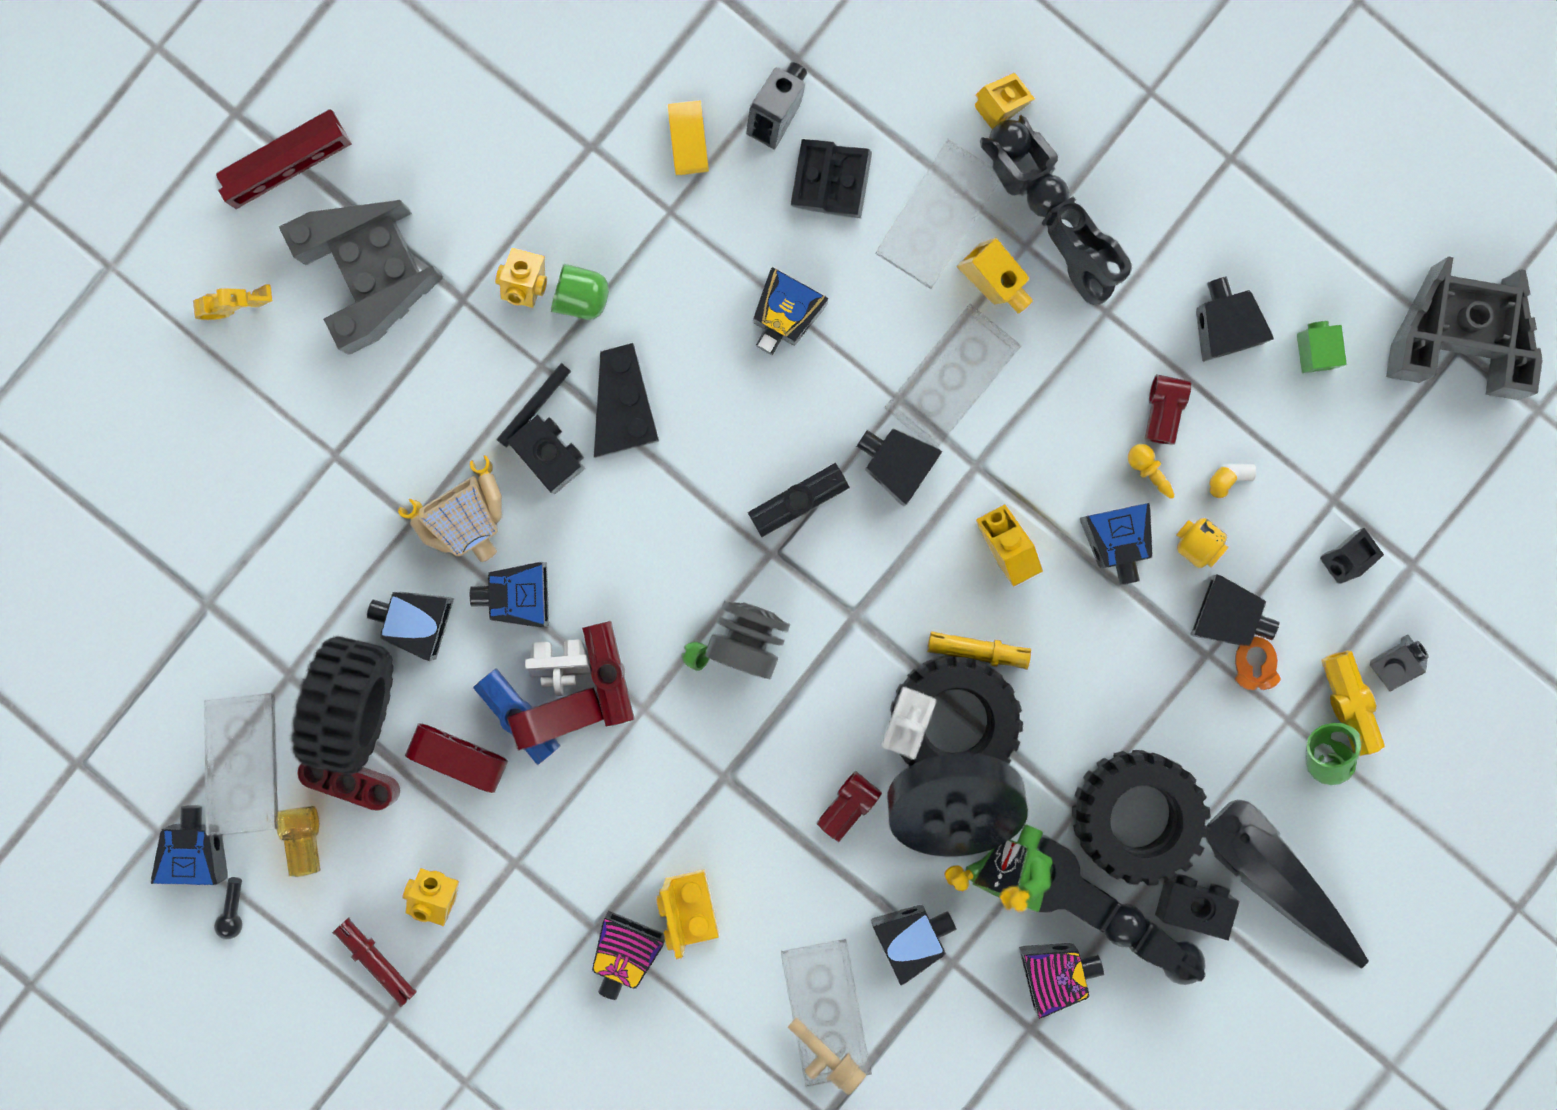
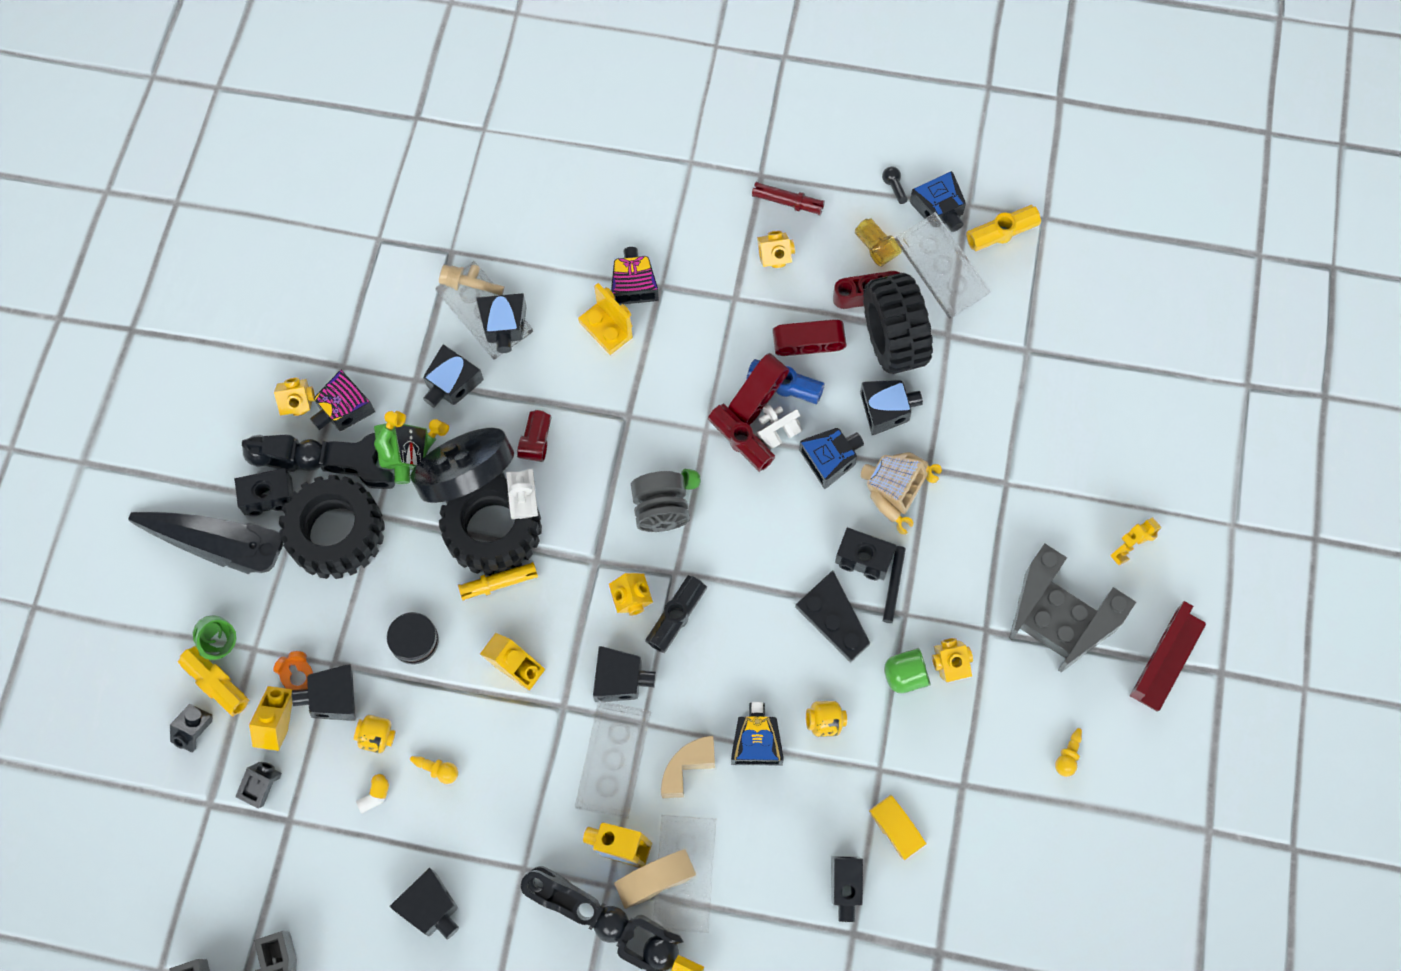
camera: 150 degrees right, 20 degrees down
(116, 773) = (1014, 222): none -> yellow piece
(467, 104) = (1066, 763): none -> yellow bar
(698, 291) = (826, 718): none -> yellow head
(812, 980) = (503, 319): none -> black torso
(831, 178) = (777, 855): black slope -> none
(837, 549) = (630, 593): none -> yellow brick
(863, 329) = (694, 755): none -> tan brick
(977, 215) = (654, 878): none -> tan brick
(1107, 633) = (412, 638): none -> black head
(1110, 1014) = (294, 396): none -> yellow brick
(1120, 539) = (435, 706): torso -> none
(1168, 400) = (447, 823): dark red piece -> none
(1307, 622) = (271, 719): none -> yellow slope
(1321, 347) = (349, 924): bright green brick -> none

